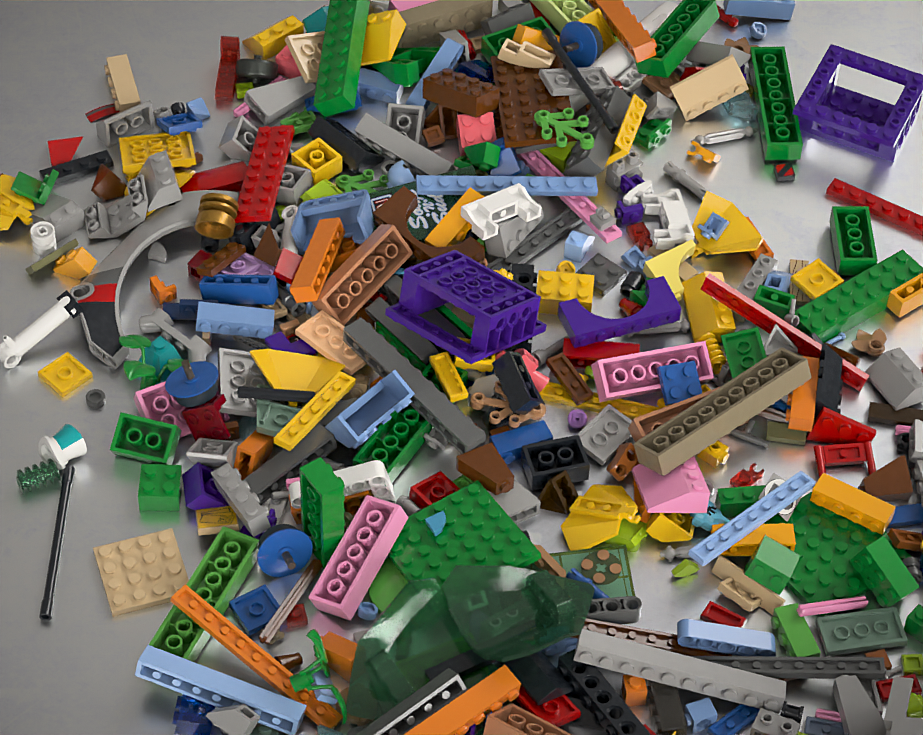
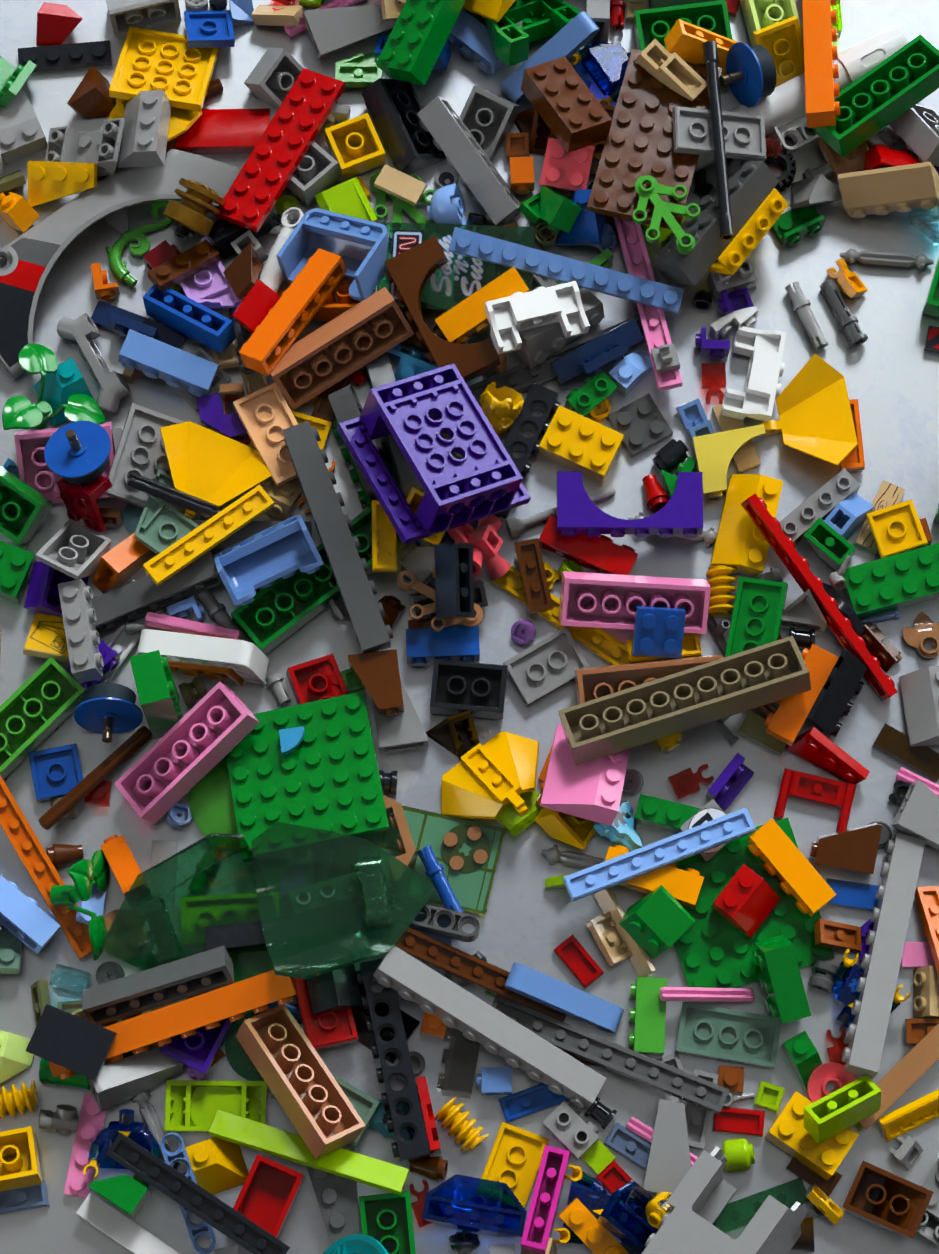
camera: 20 degrees right, 25 degrees up
(102, 234) = (58, 179): none -> yellow wing
(178, 261) = (136, 234): none -> bright green plant
(225, 105) = (277, 15): none -> tan slope
(360, 176) = (400, 185): none -> tan tile
(445, 148) = (521, 174): none -> orange brick
(550, 233) = (598, 352): none -> dark blue bracket
(558, 258) = (590, 395): none -> green bracket
(611, 191) = (702, 300): none -> black hinge
(623, 461) = (546, 716): dark orange leg -> none
(713, 227) = (801, 409): medium blue bracket -> none
(717, 176) = (847, 322): none -> dark grey pin
(778, 463) = (730, 782): none -> dark purple bracket
(830, 534) = (746, 901): none -> red slope

